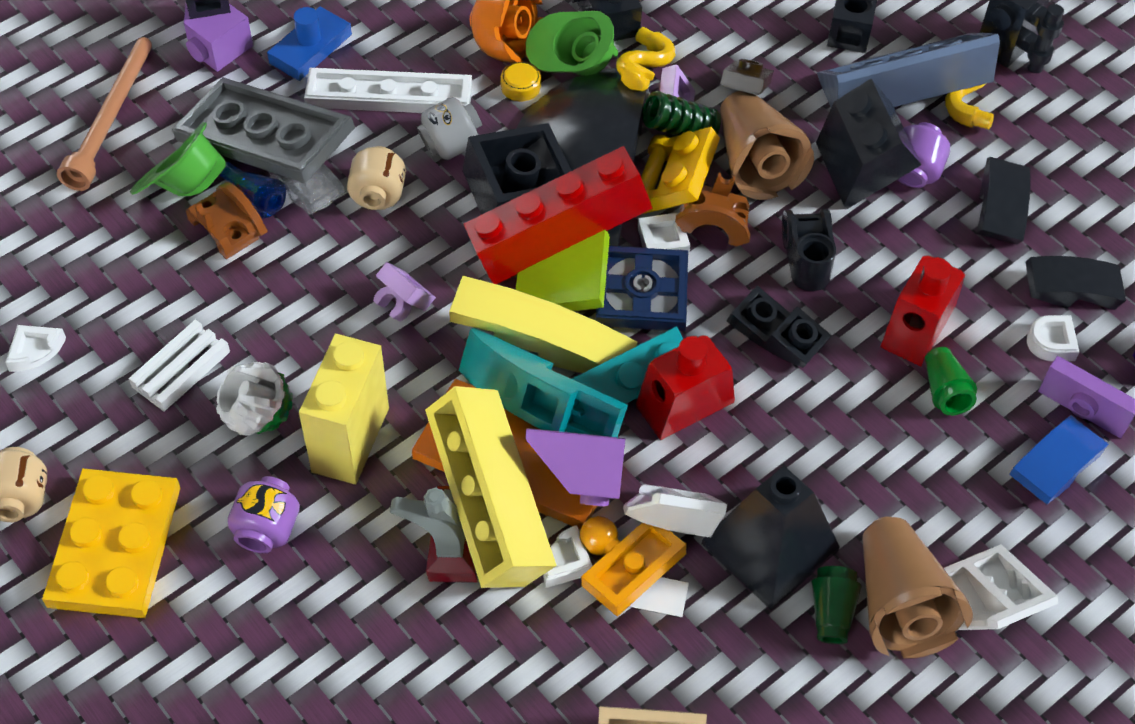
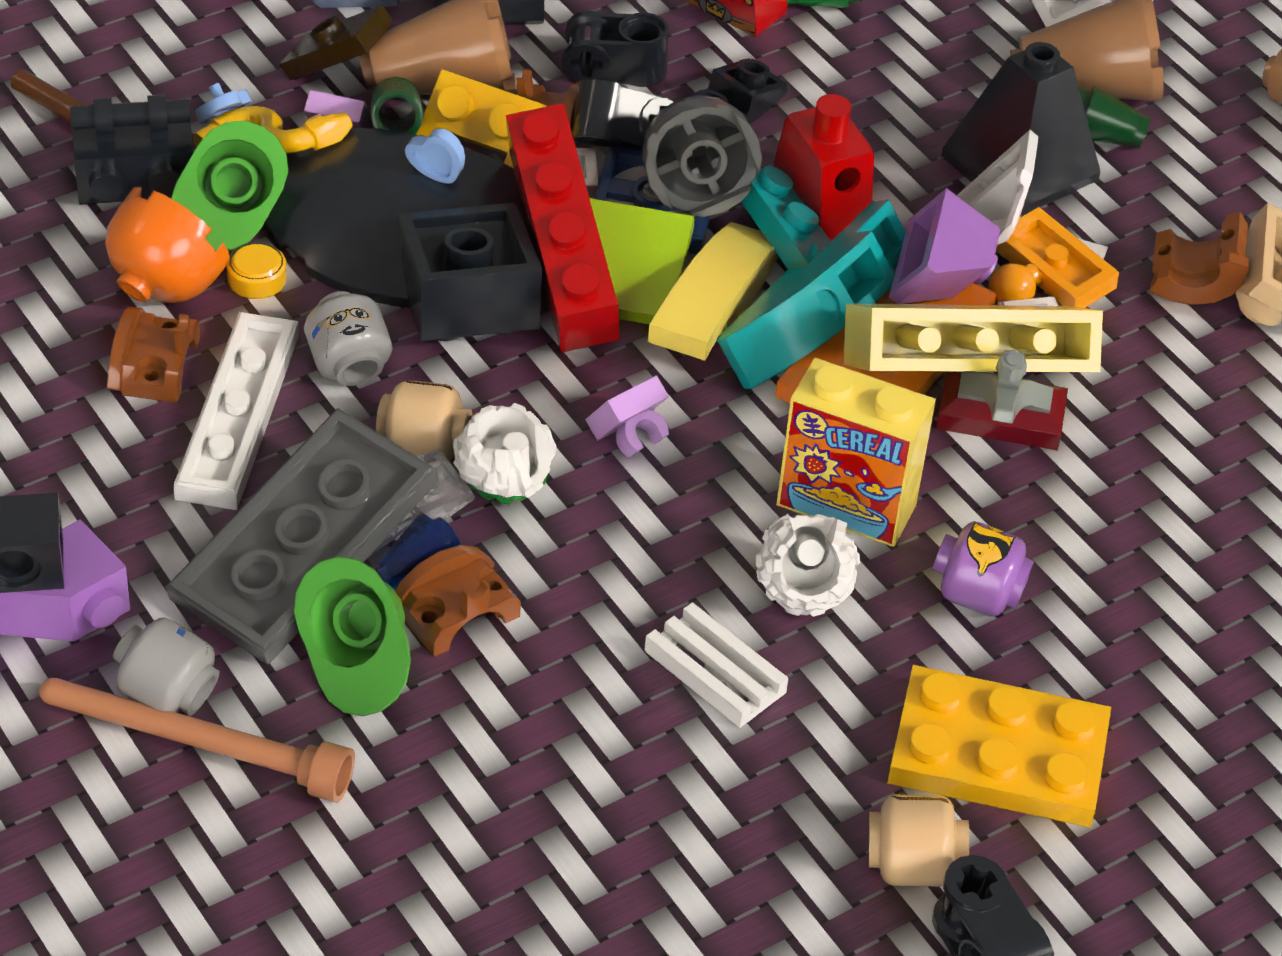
camera: 85 degrees left, 10 degrees down
(33, 347) = (659, 837): white tile -> none
(149, 83) = (166, 667): none -> light grey head
(310, 42) = (112, 486): blue tile -> none
(338, 216) = (504, 453): none -> white piece
(428, 33) = (151, 354): none -> dark orange piece
(601, 129) = (437, 156): none -> light blue piece
(651, 672) = (1201, 270): none -> dark orange piece
(655, 286) = (700, 155): none -> dark grey cylinder
(675, 34) = (221, 103): none -> light blue piece
(706, 245) = (613, 114): none -> black piece

